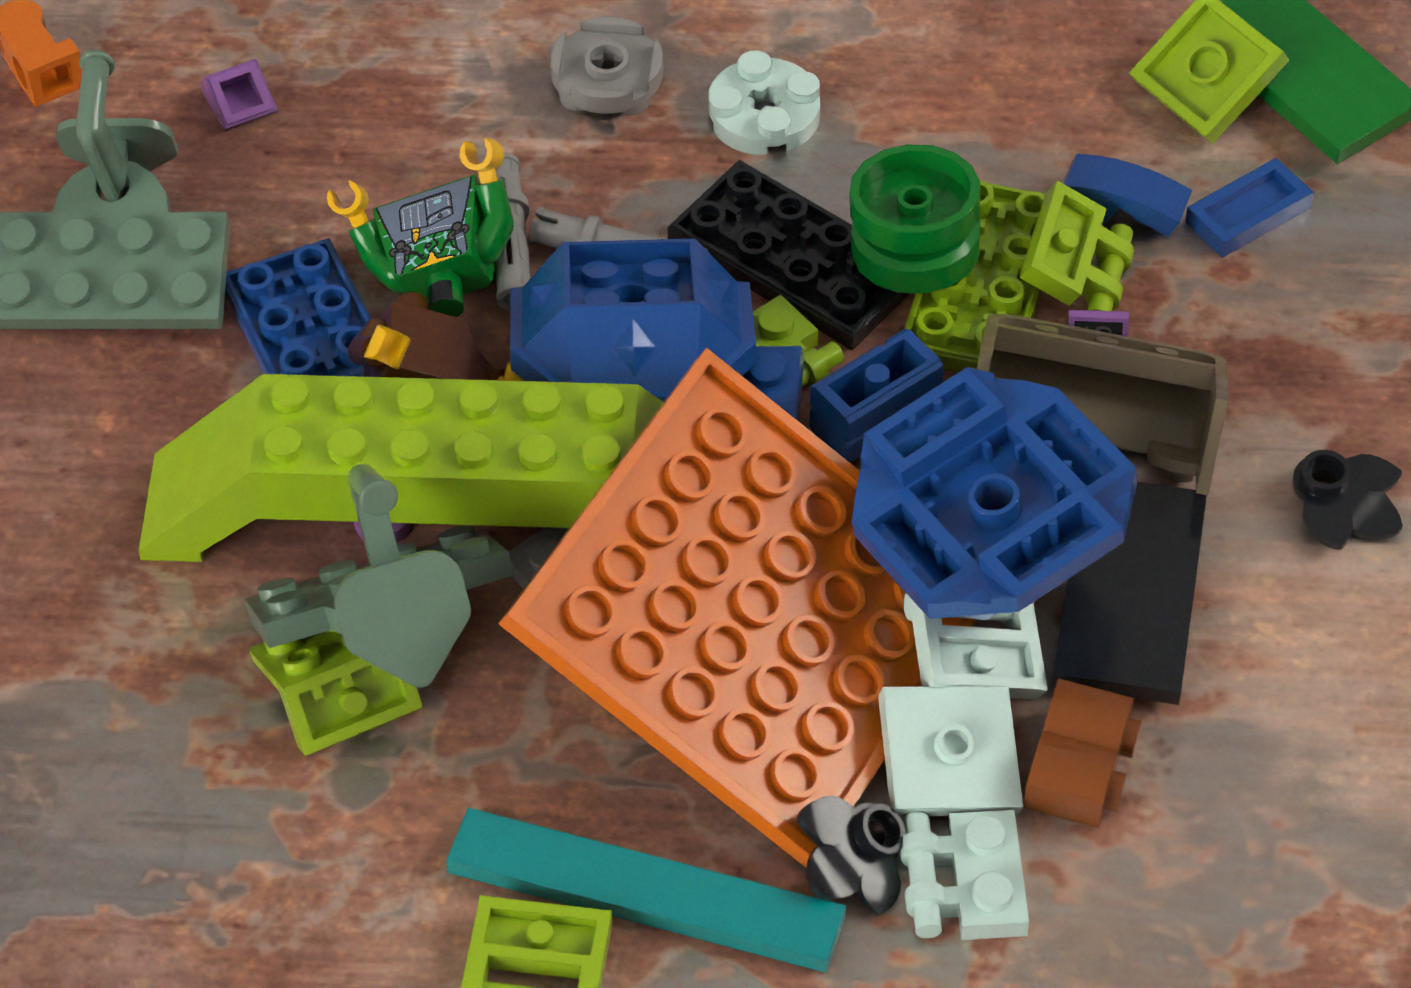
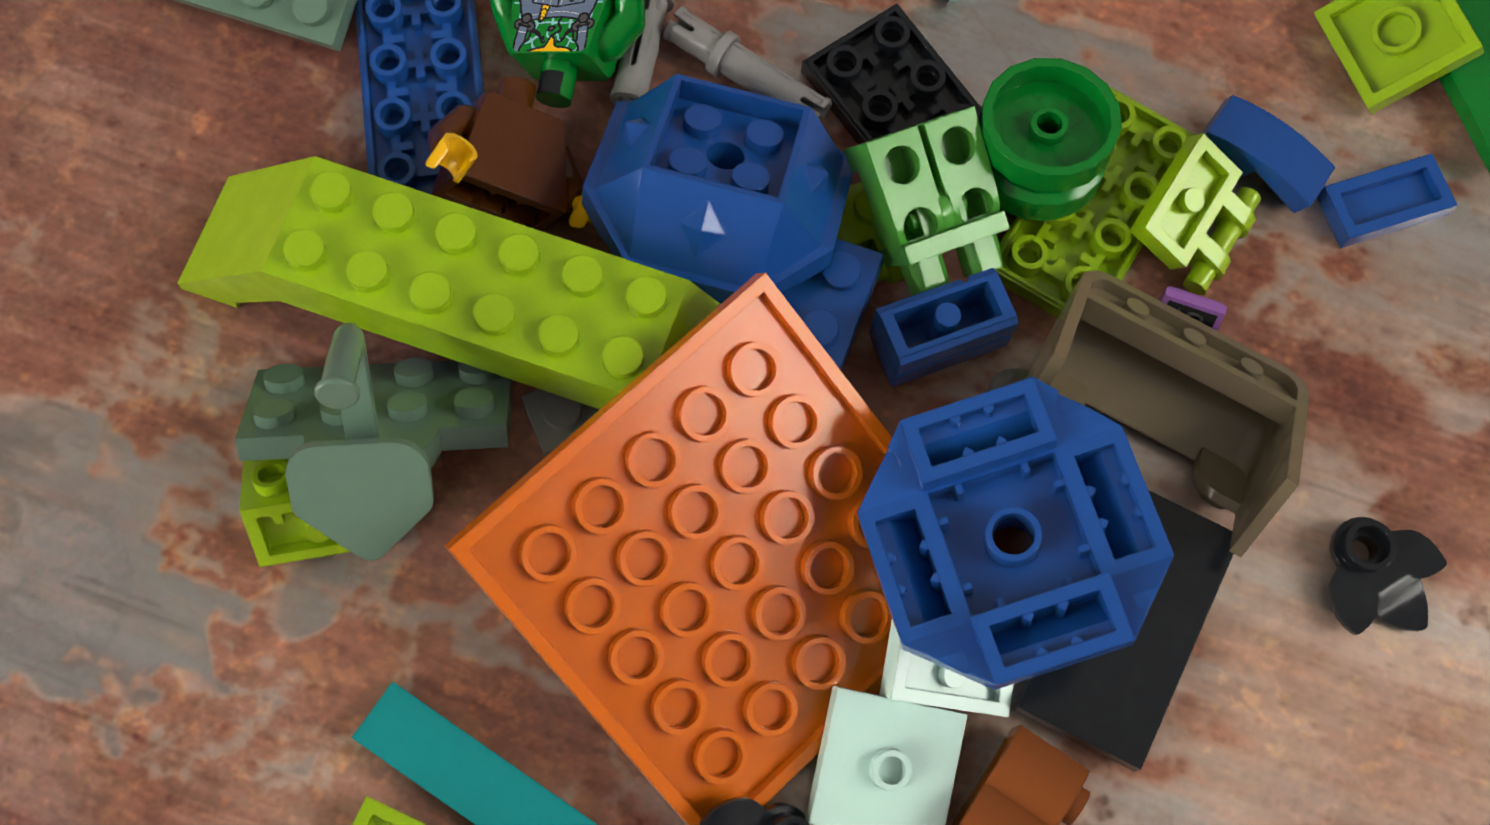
camera: 10 degrees right, 20 degrees up
(827, 286) = (932, 195): none -> bright green hips

